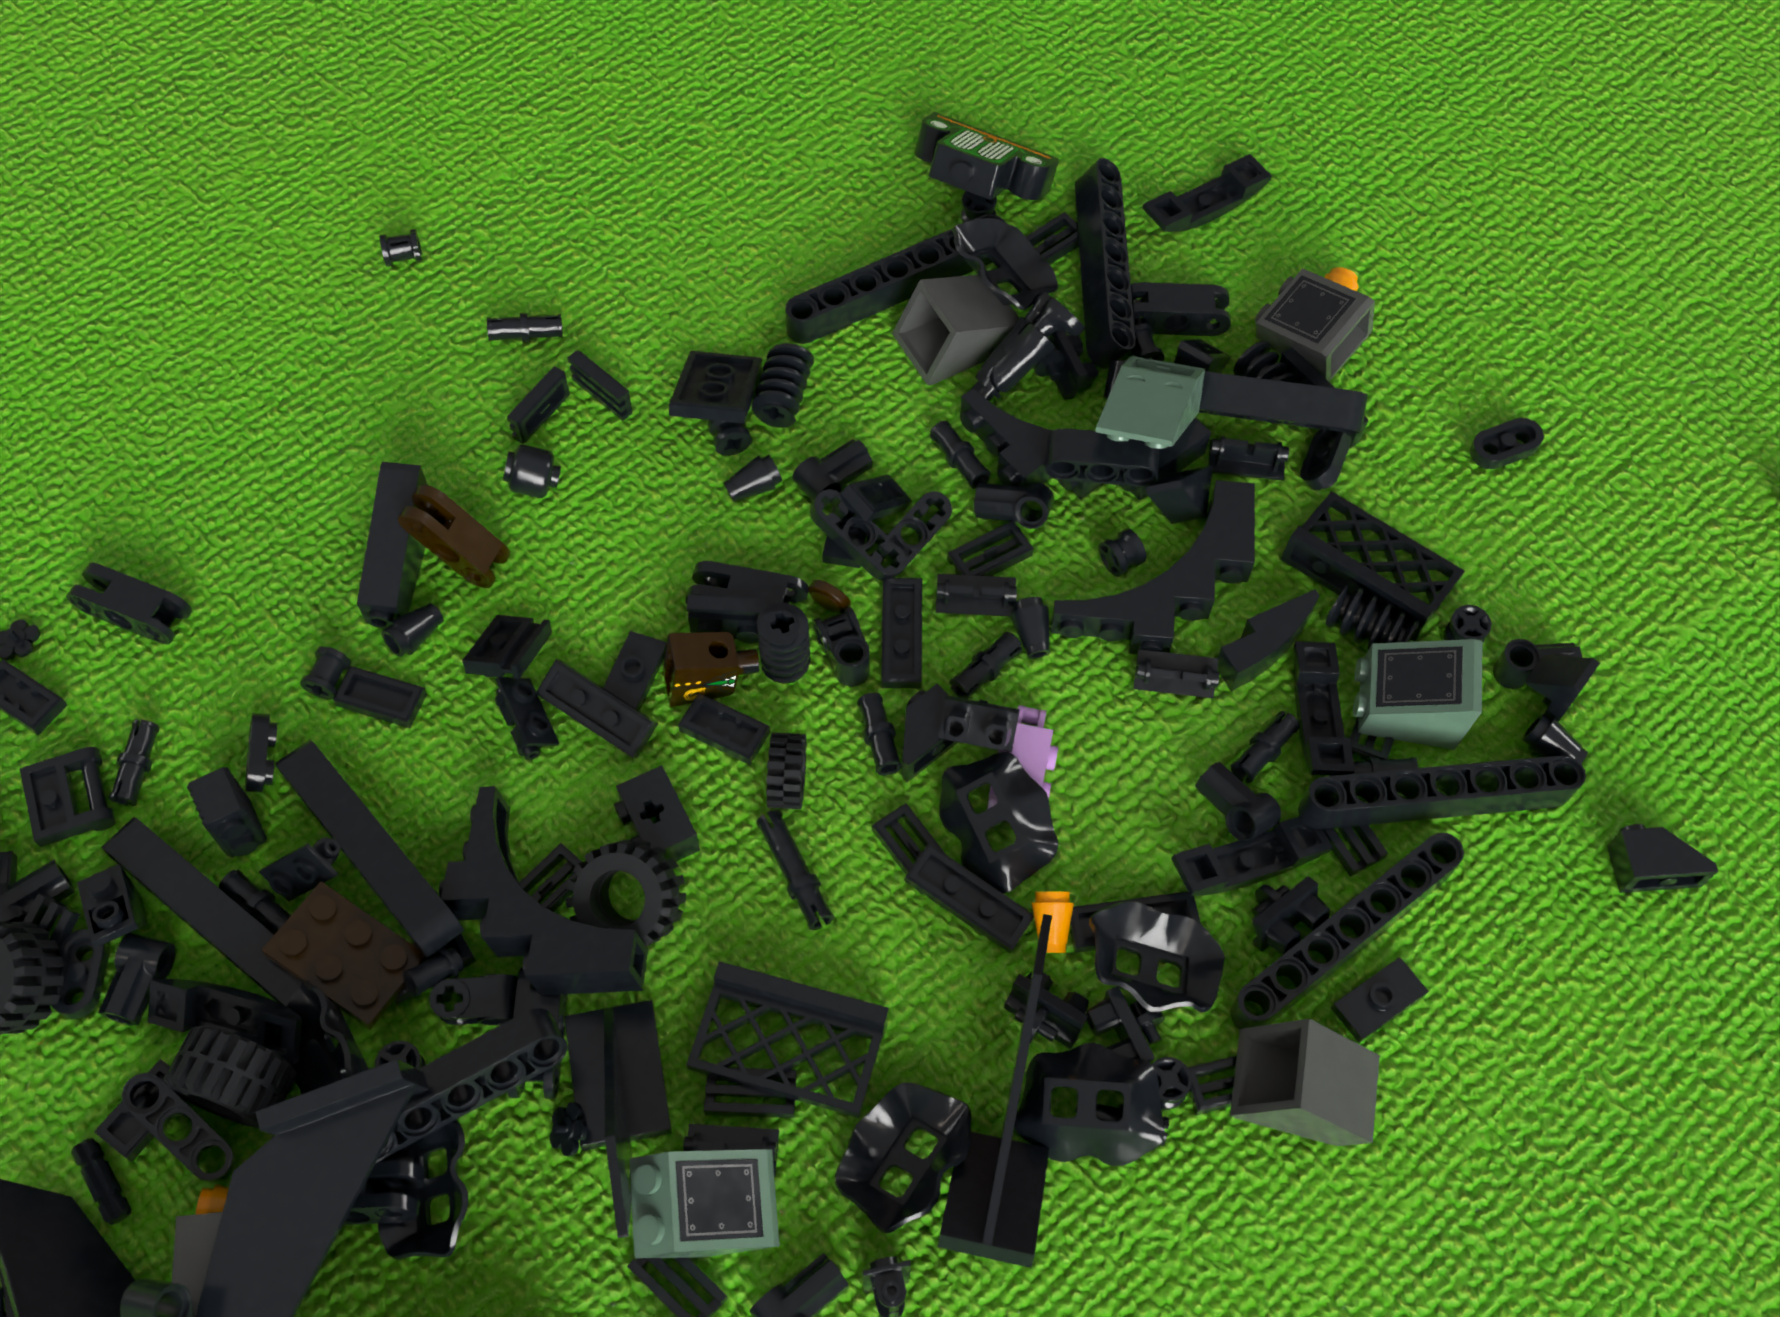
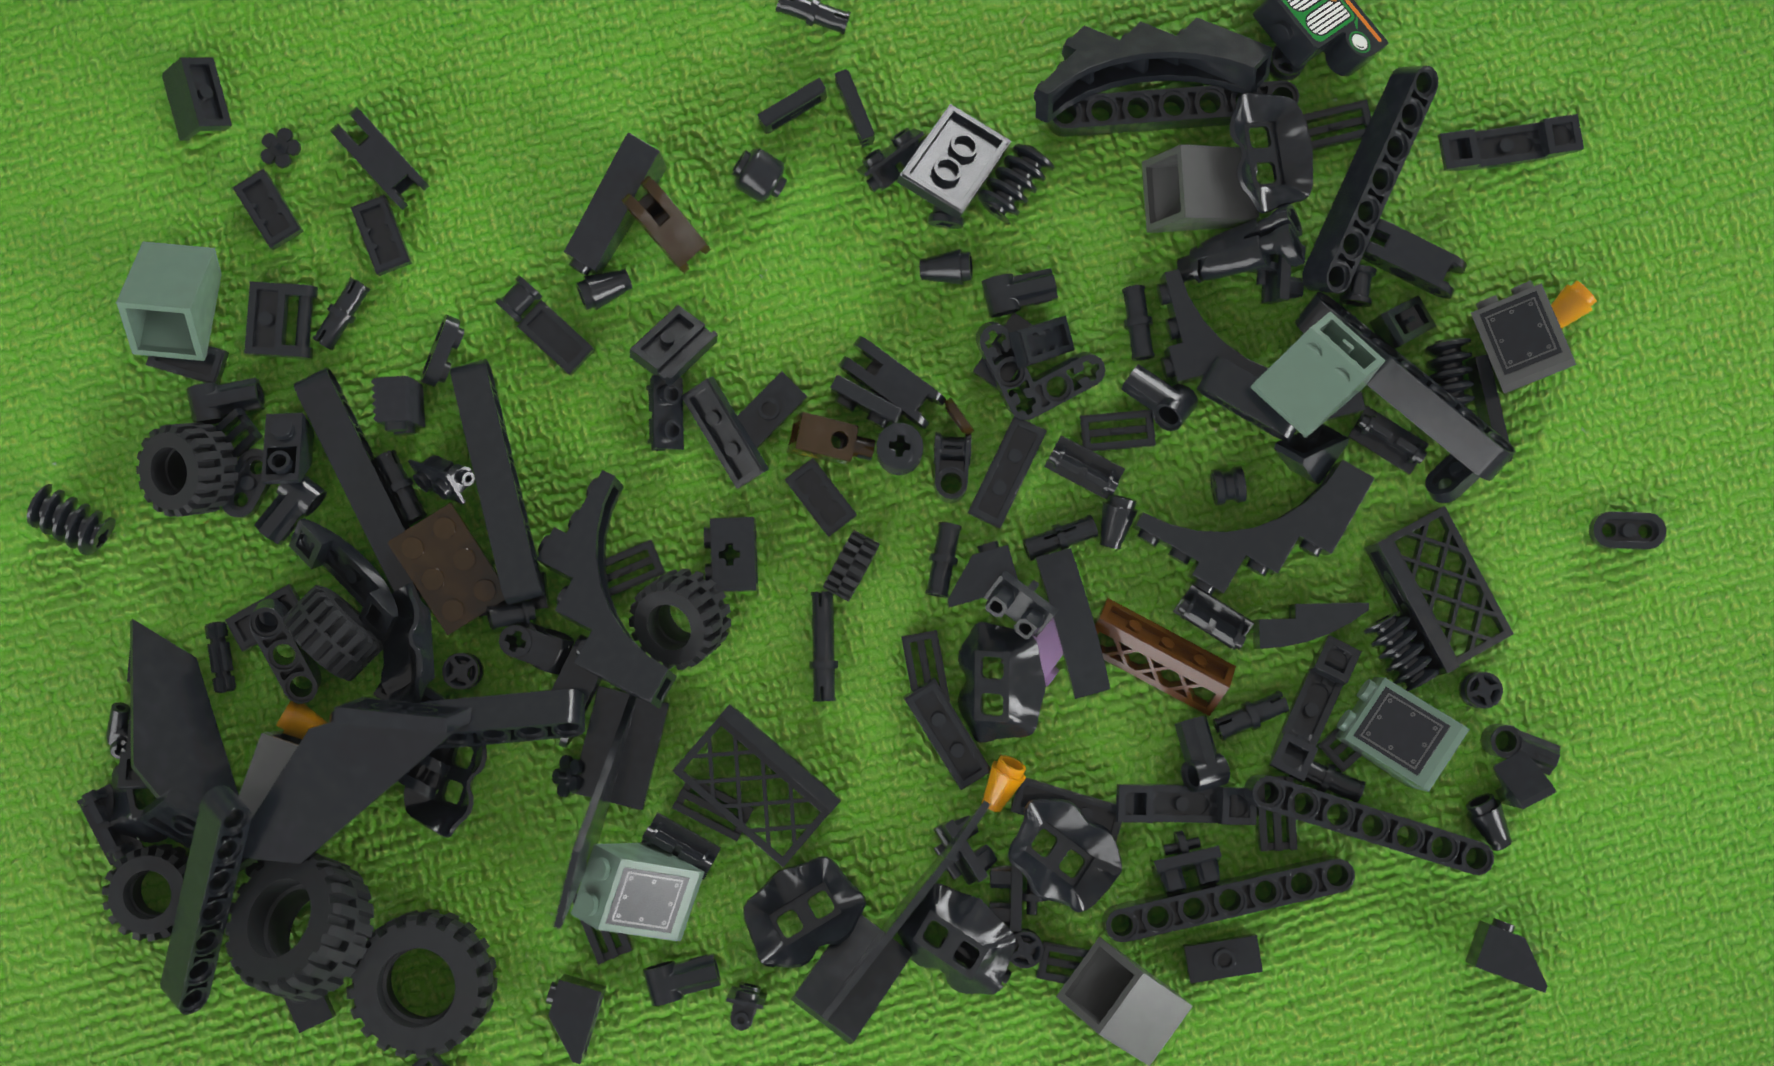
camera: 25 degrees right, 25 degrees up
(155, 673) = (381, 235): none -> black plate
(648, 423) = (882, 164): none -> black hinge
(847, 242) = (1148, 54): none -> black arch
(1048, 730) = (1073, 623): none -> black slope
(1144, 719) = (1163, 652): none -> reddish brown fence

